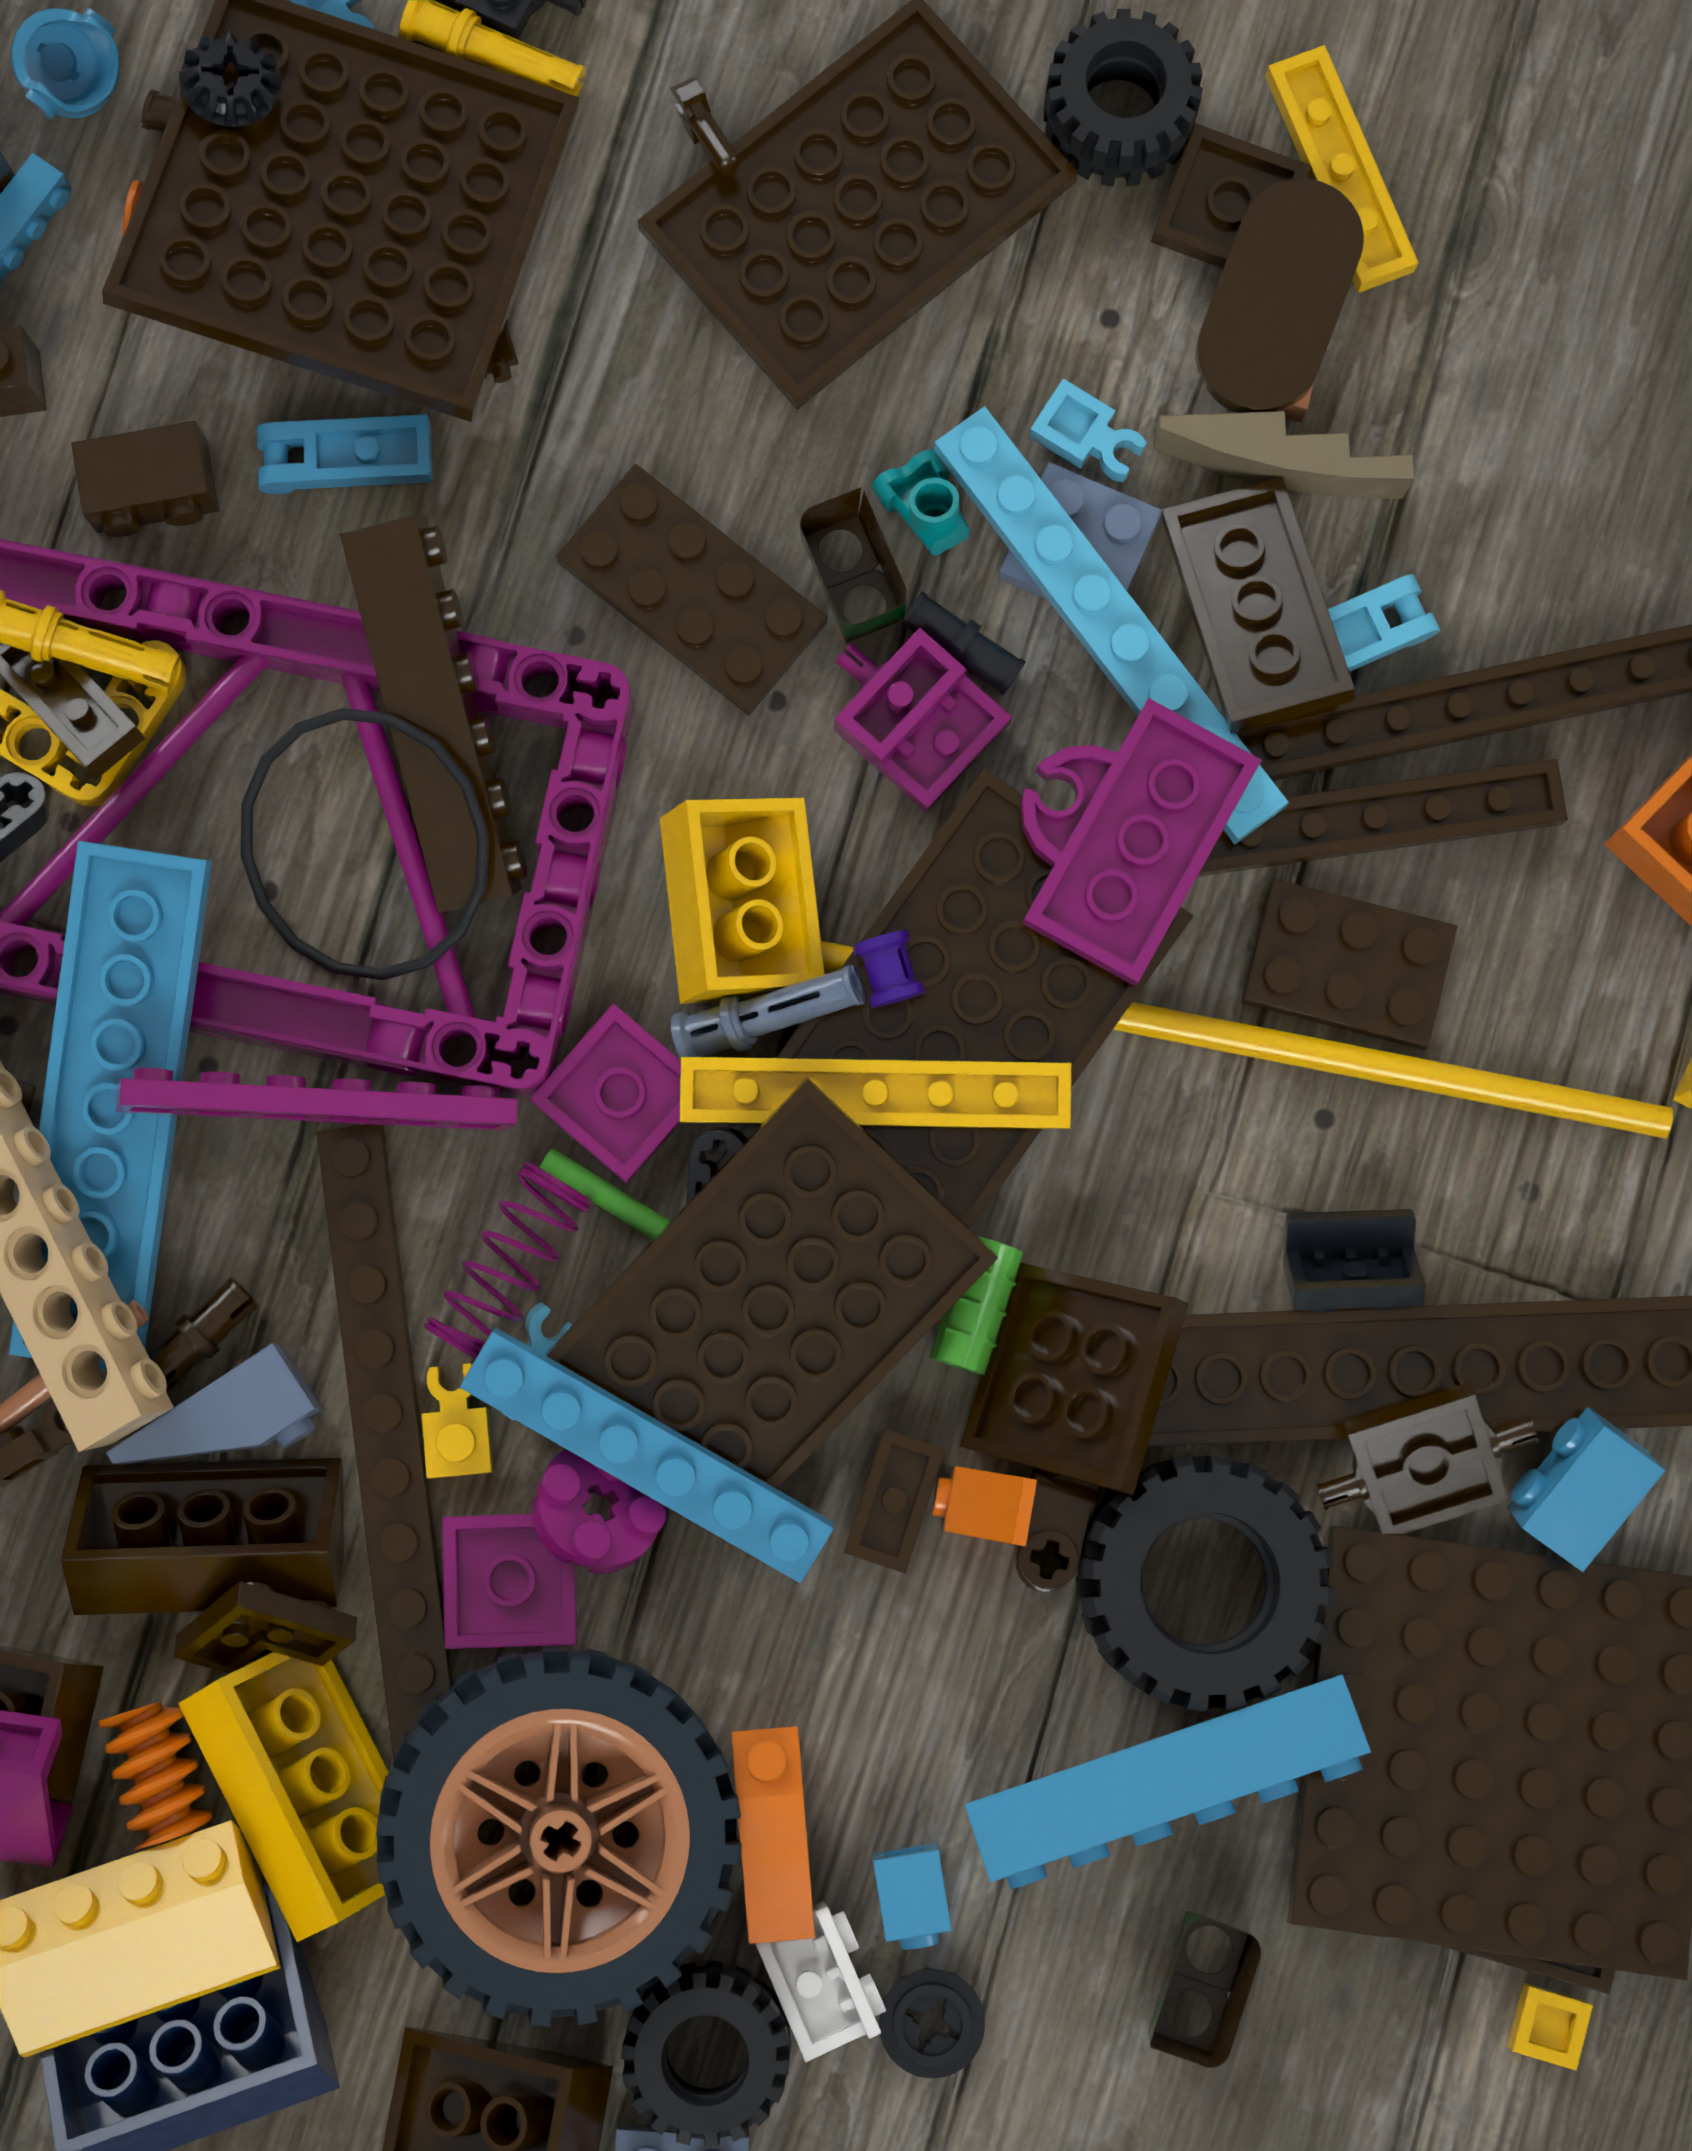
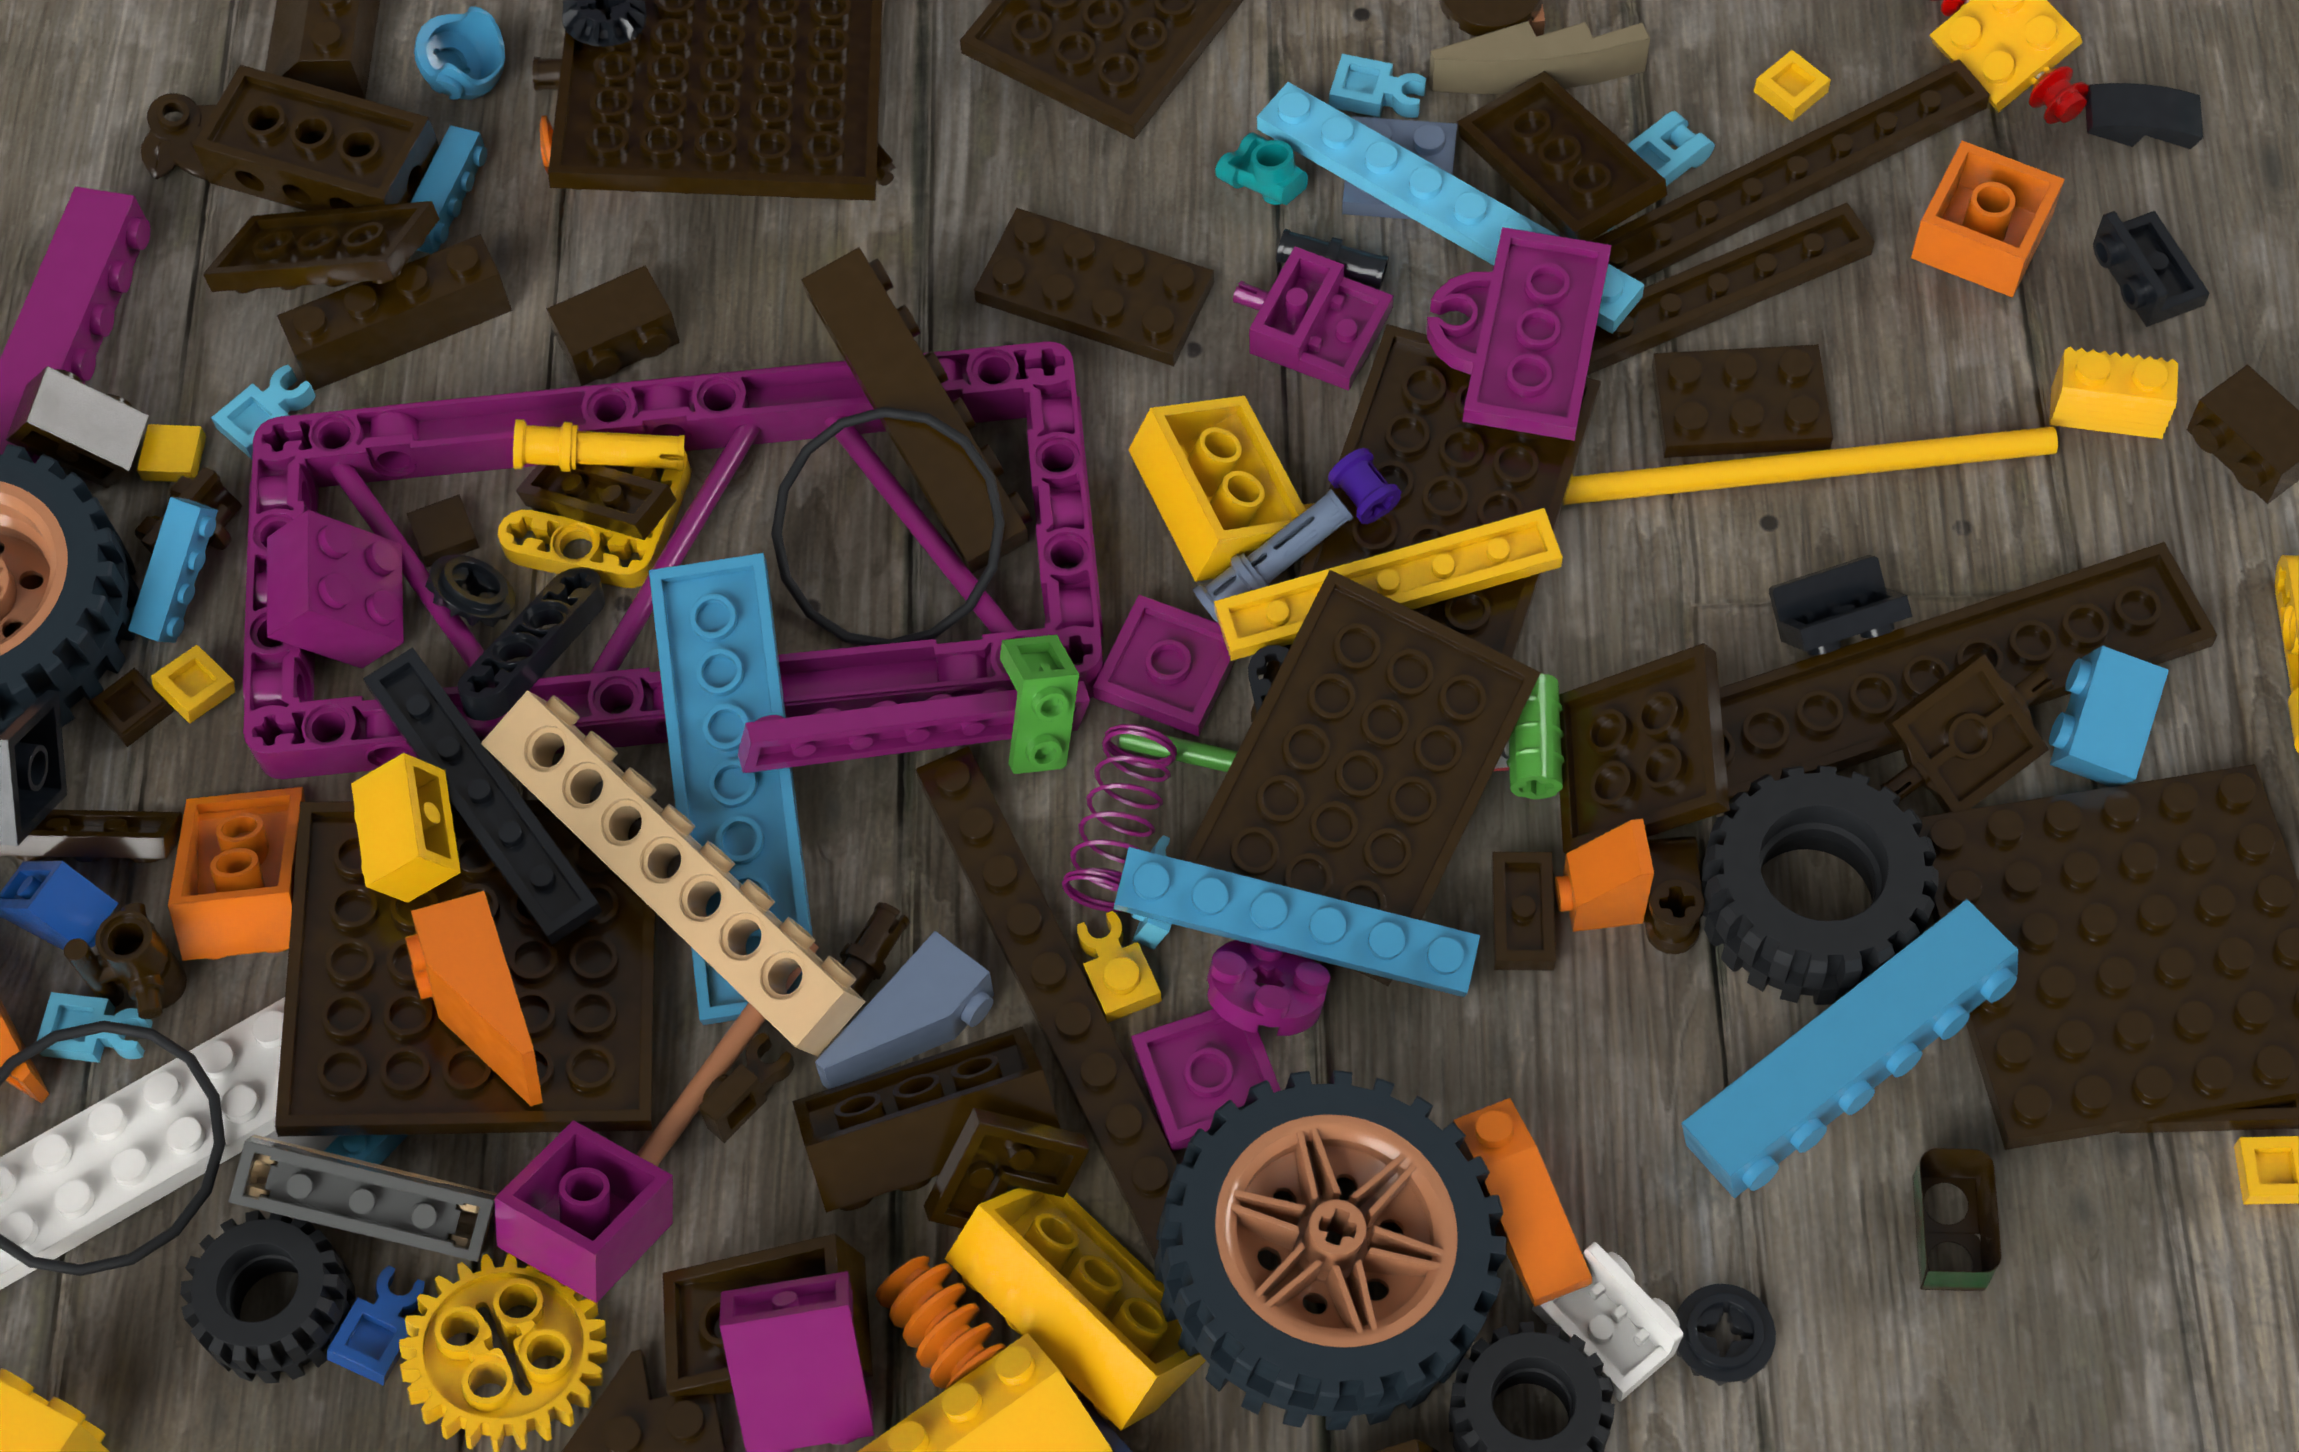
camera: 10 degrees left, 20 degrees down
(345, 453) = (768, 266): dark azure plate -> none
(464, 1106) = (1044, 702): none -> bright green bracket
(842, 514) = (1237, 212): dark brown piece -> none
(912, 1895) = (1663, 1224): dark azure brick -> none
(1558, 575) = (1792, 85): none -> yellow tile

